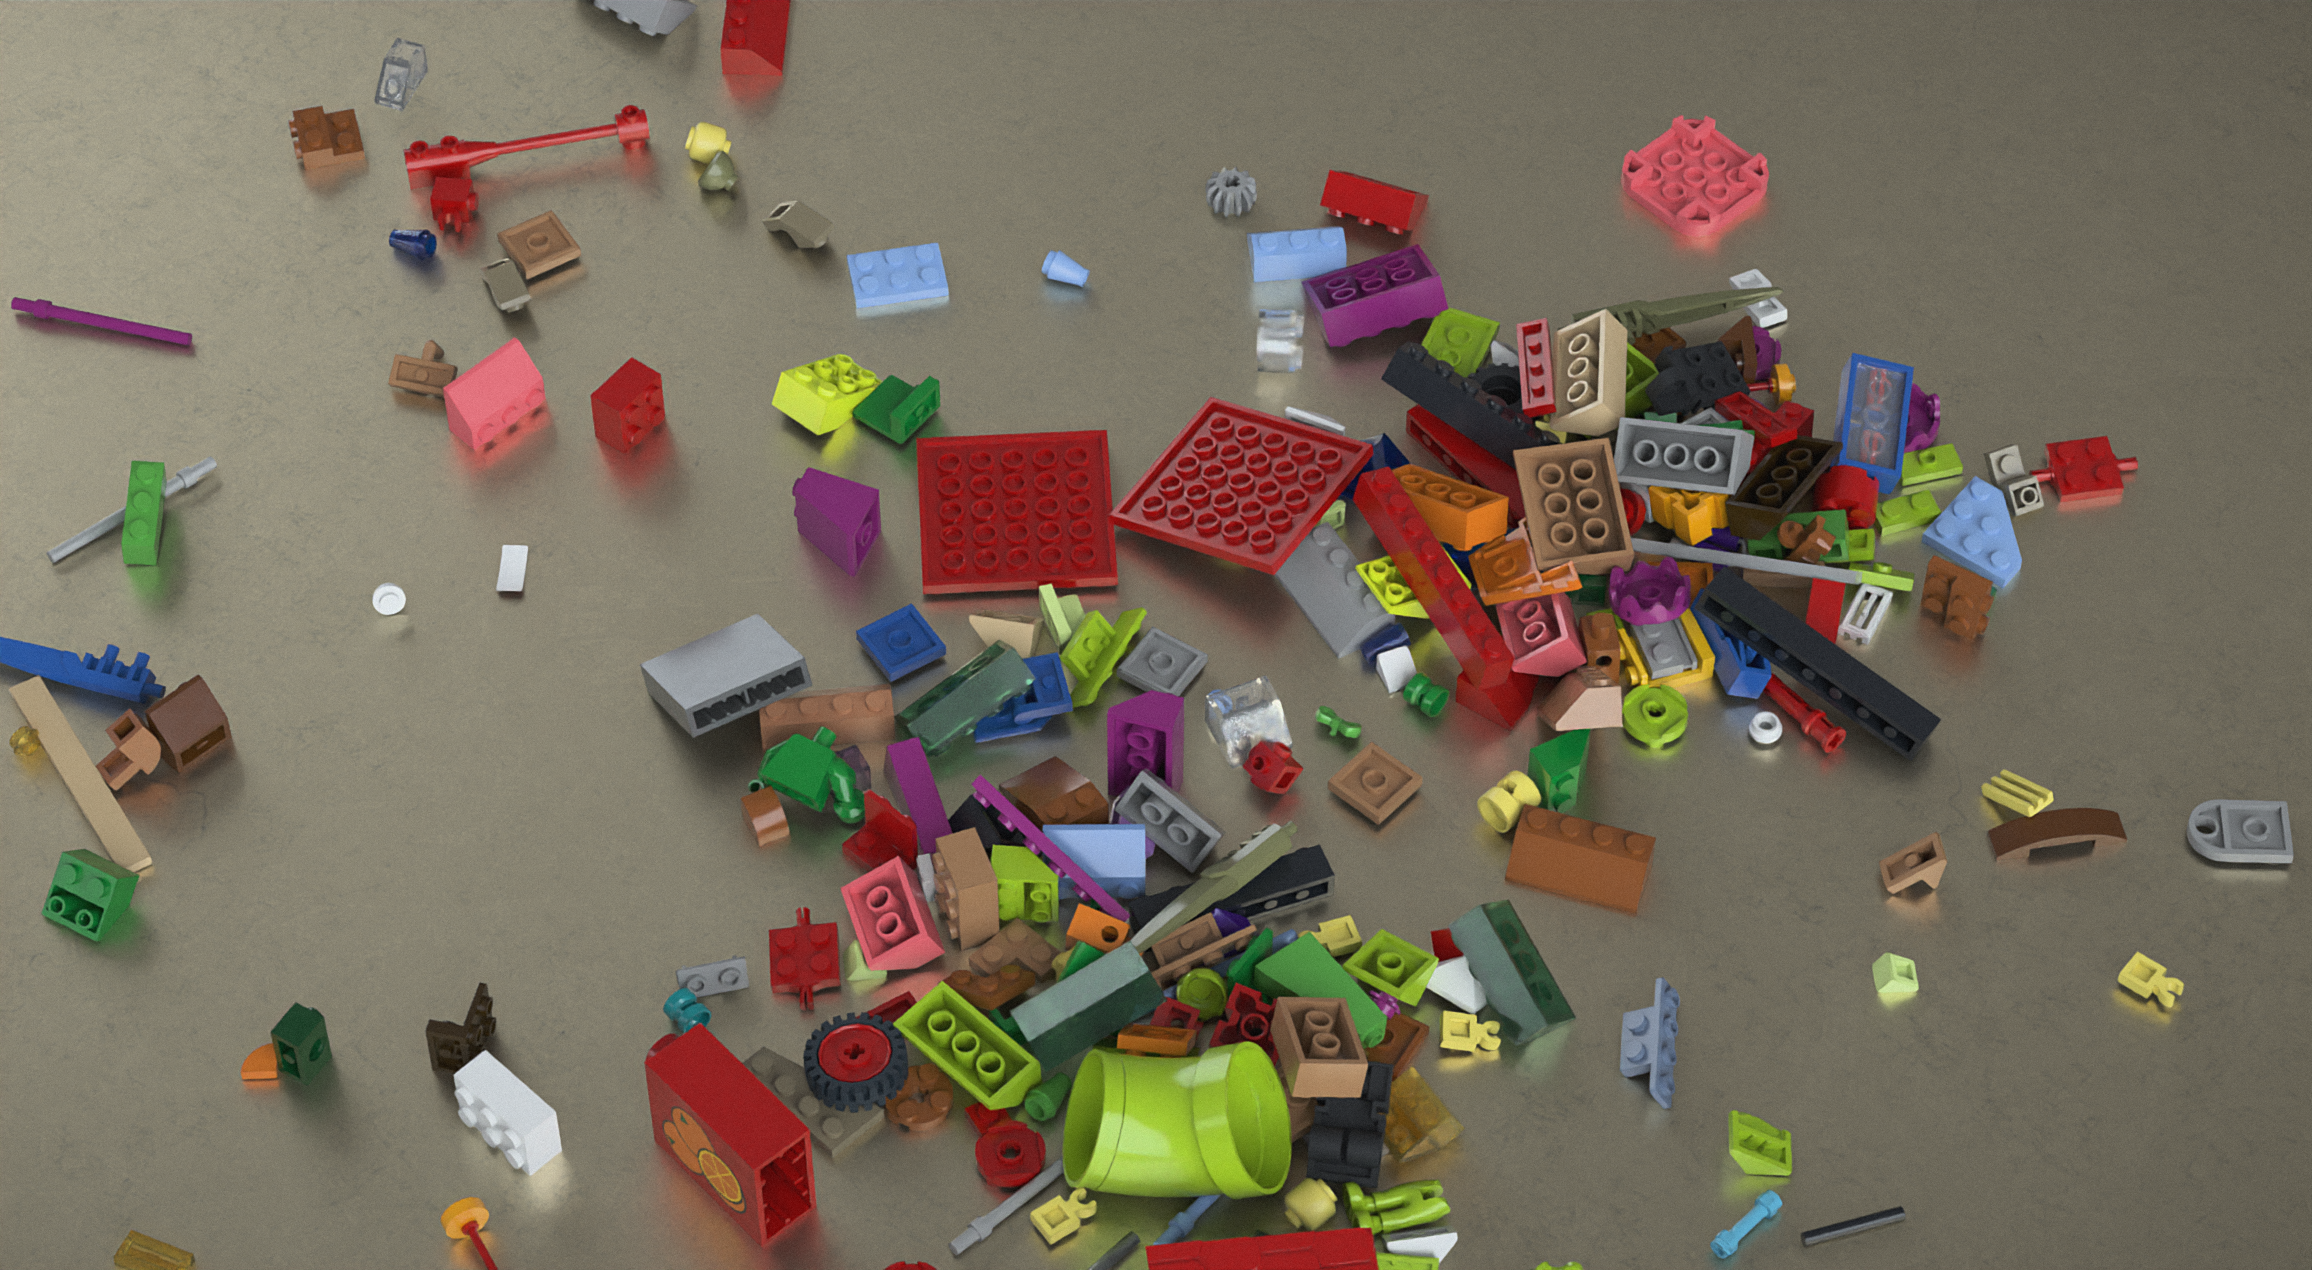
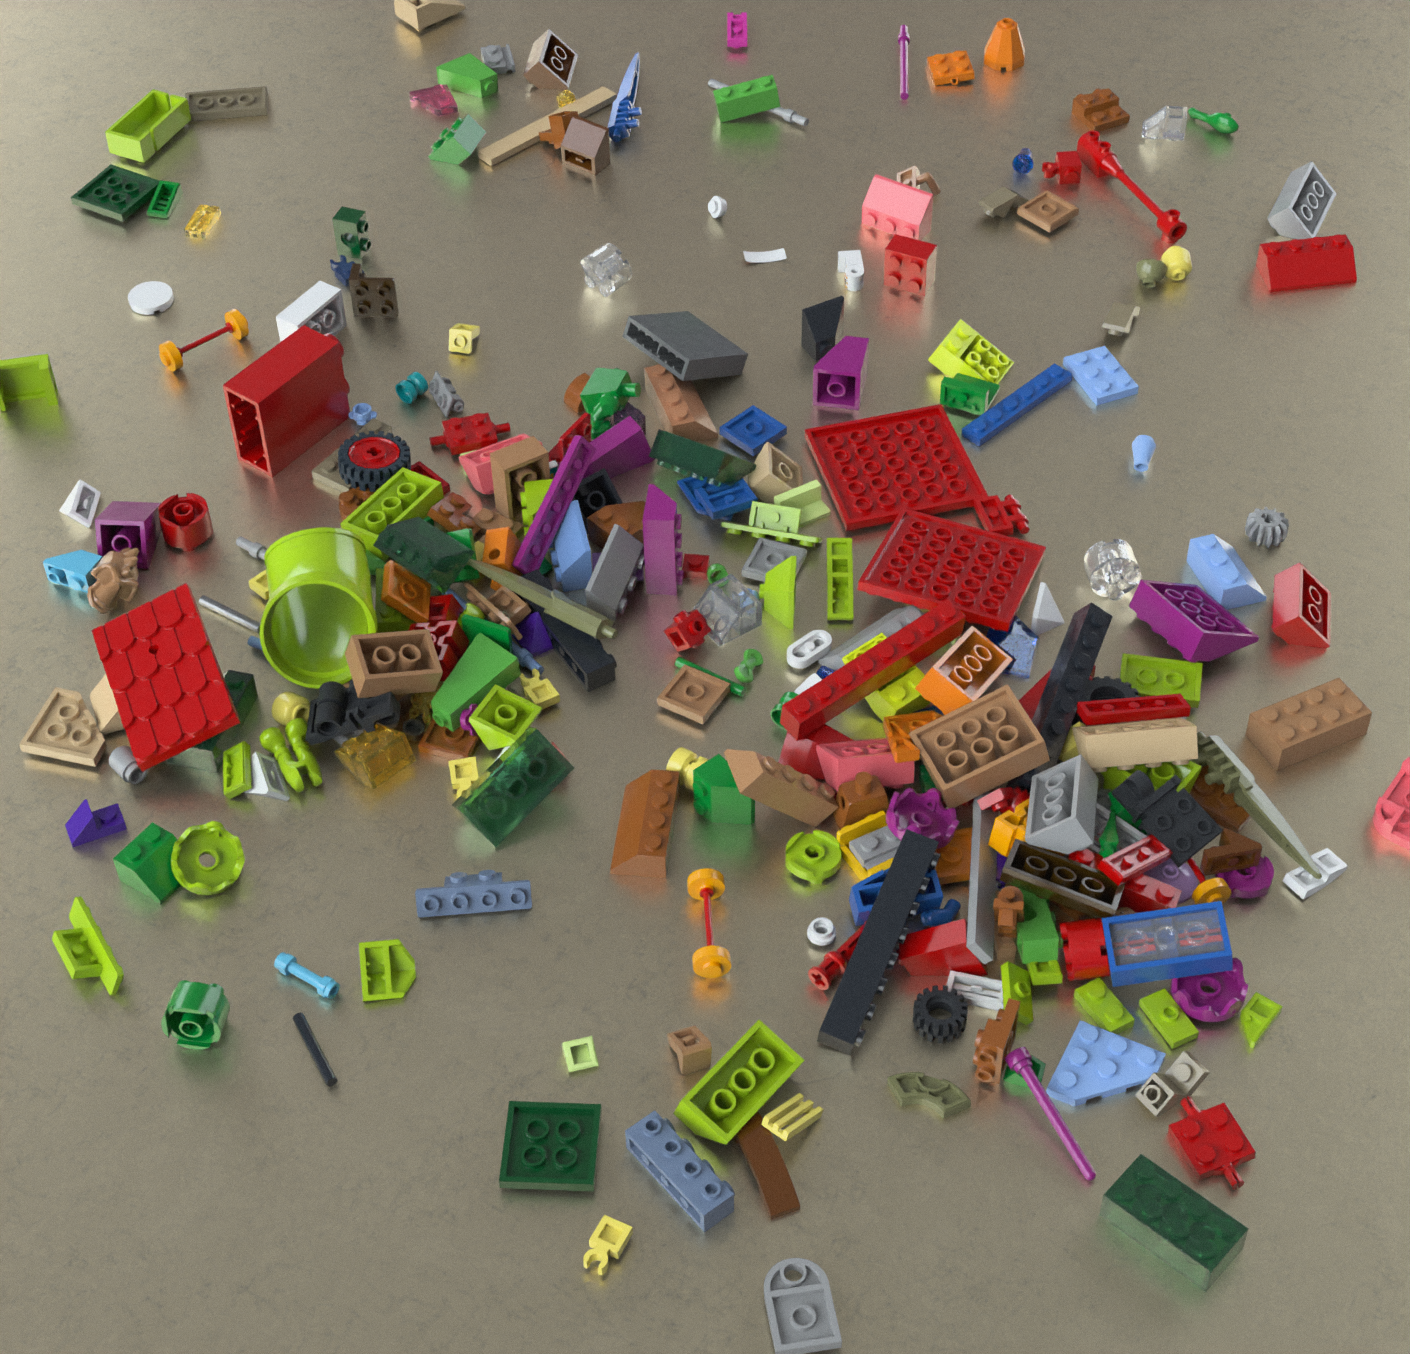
camera: 80 degrees right, 5 degrees down
(136, 199) = (1005, 47): none -> orange cone
(145, 272) = (949, 67): none -> orange plate
(365, 1071) = (342, 269): none -> dark blue plate
(412, 22) = (1219, 121): none -> green piece
(508, 743) = (606, 269): none -> clear brick
(587, 937) = (461, 337): none -> light yellow bracket
(594, 474) = (852, 265): none -> white leg
(734, 526) = (822, 327): none -> black slope
(924, 361) = (1016, 405): none -> blue plate
(1138, 428) = (994, 515): none -> red plate
(1216, 608) = (839, 579): none -> lime slope
(1235, 655) = (780, 591): none -> lime slope
(1321, 781) = (734, 687): none -> green bar
(1327, 660) = (809, 649): none -> white plate
(1555, 242) = (1308, 724): none -> medium nougat brick
(1637, 520) = (997, 800): none -> plate
(1799, 828) = (709, 960): none -> light orange axle
(1900, 632) = (940, 1027): none -> black tyre
(1949, 399) = (1258, 1017): none -> lime tile
(1974, 830) = (738, 1085): none -> lime slope
(1990, 678) = (928, 1091): none -> olive tile
(2021, 1012) = (550, 1146): none -> dark green plate
(2048, 579) = (1020, 1061): none -> magenta piece
(2069, 902) = (680, 1170): none -> sand blue brick
(2179, 518) = (1173, 1222): none -> clear green brick

